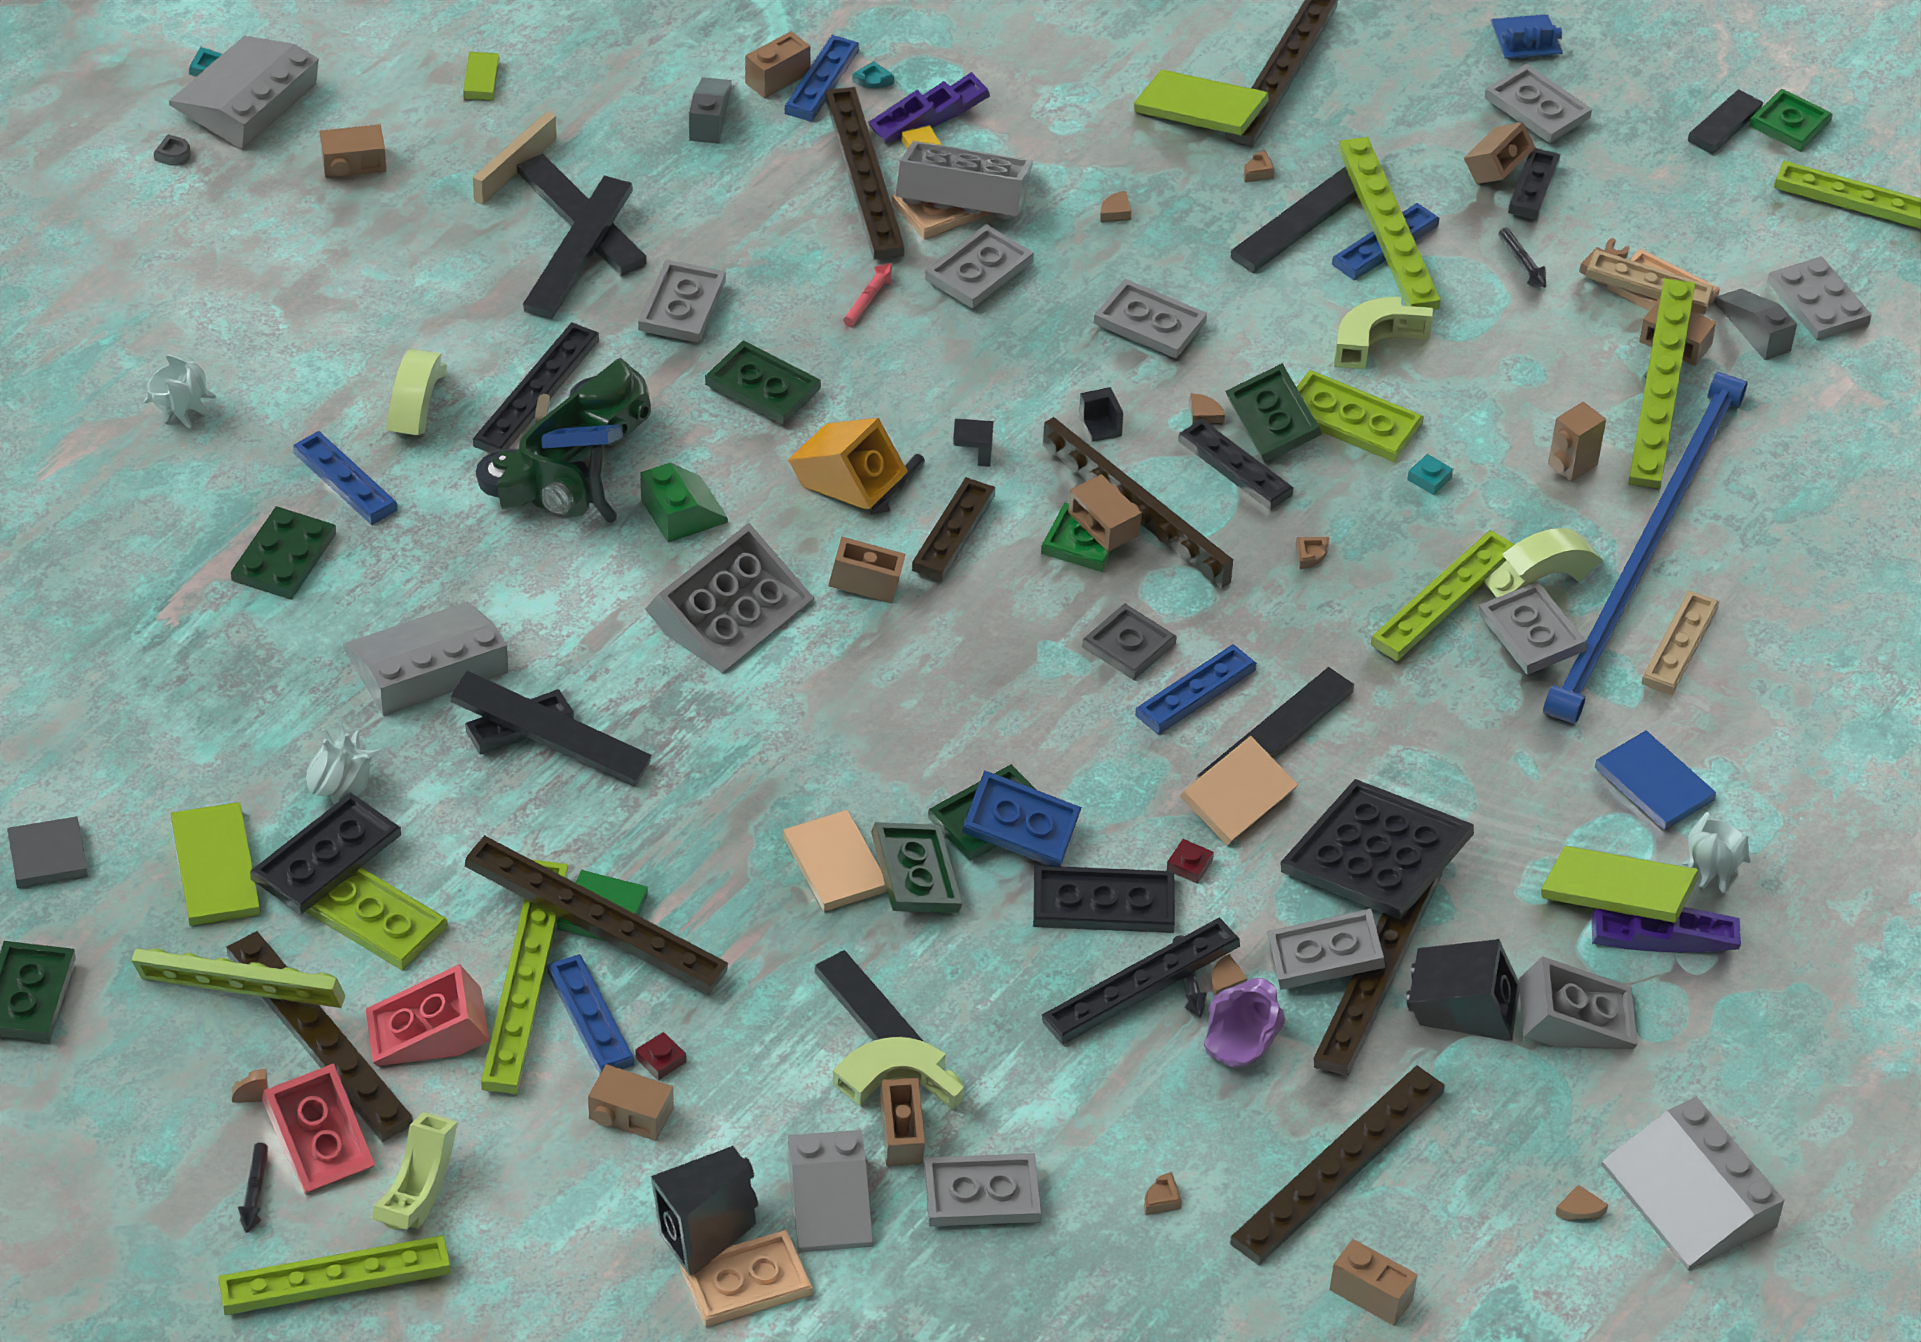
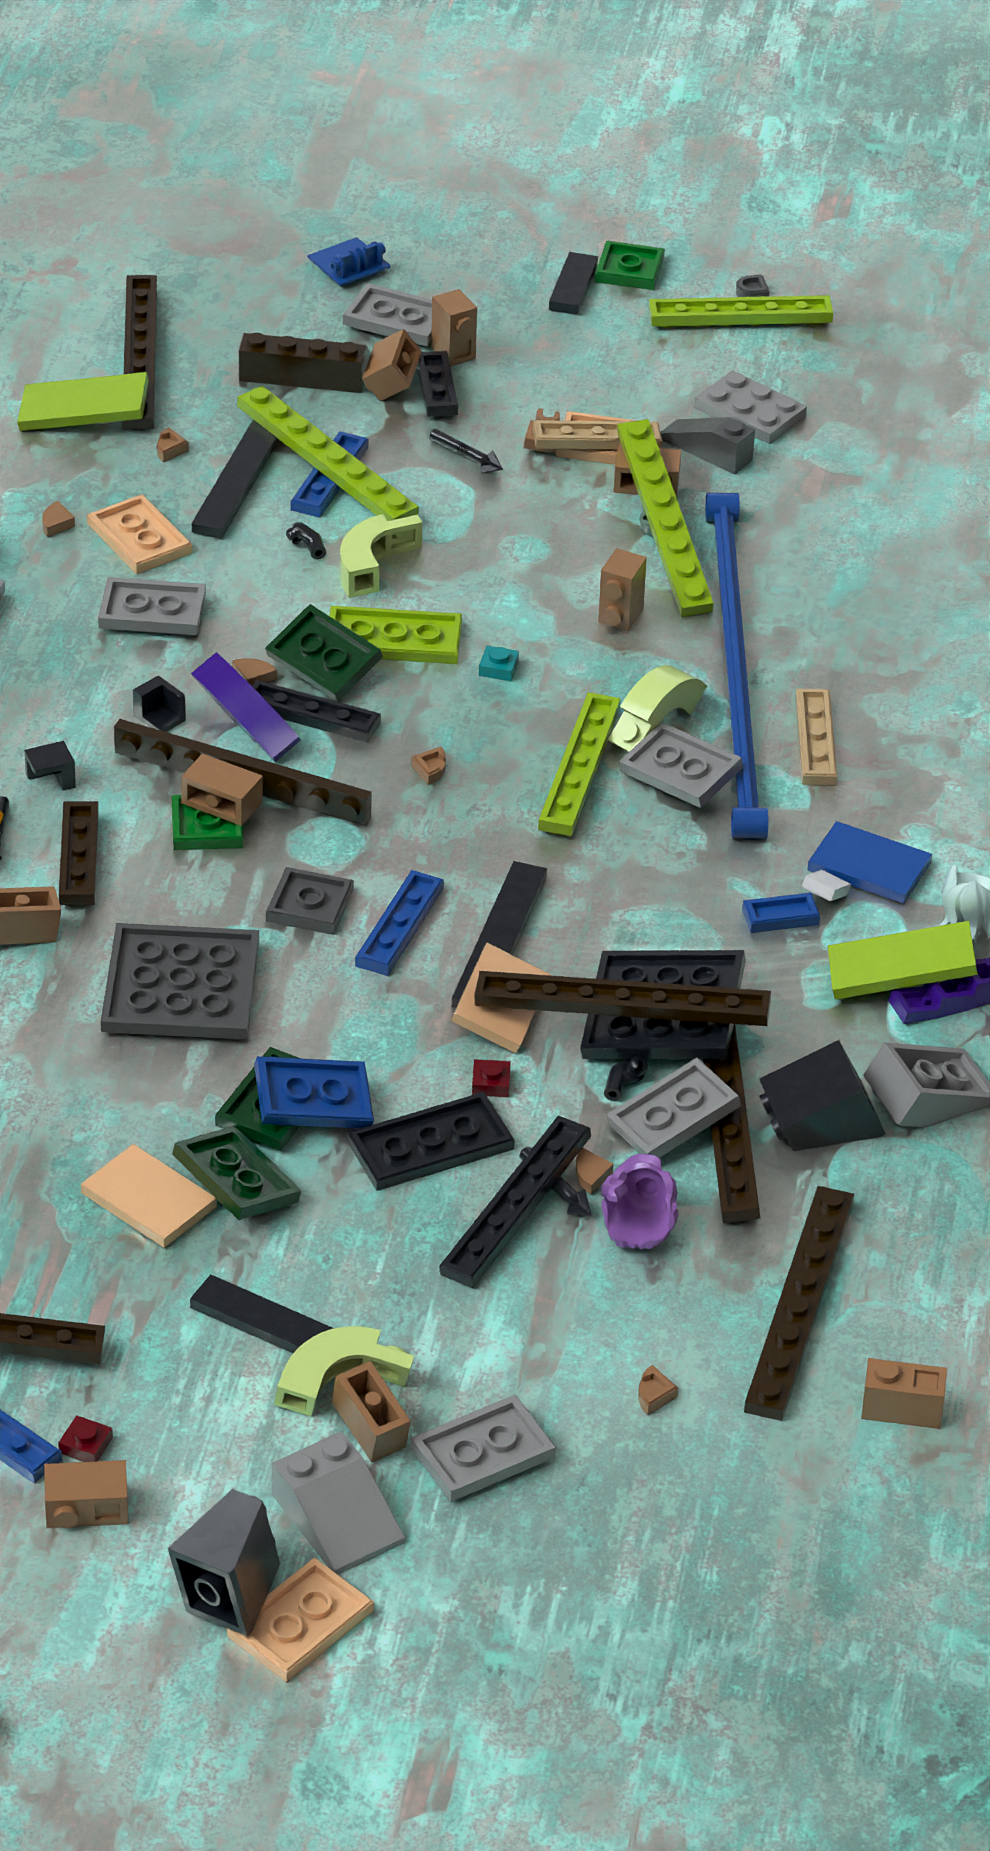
camera: 25 degrees left, 5 degrees down
(972, 677) = (180, 981): none -> dark grey plate
(1173, 441) = (245, 706): none -> dark purple slope
(1181, 245) = (139, 534): none -> light nougat tile
(1306, 900) = (624, 1074): none -> black arm
(1332, 299) = (309, 536): none -> black arm
(1335, 831) = (623, 998): none -> dark brown plate
(1419, 124) = (302, 362): none -> dark brown slope
(1543, 799) = (781, 912): none -> blue tile
(1576, 133) = (454, 326): none -> medium nougat brick
(1598, 788) = (826, 885): none -> white tile
(1894, 178) = (752, 286): none -> dark grey tile

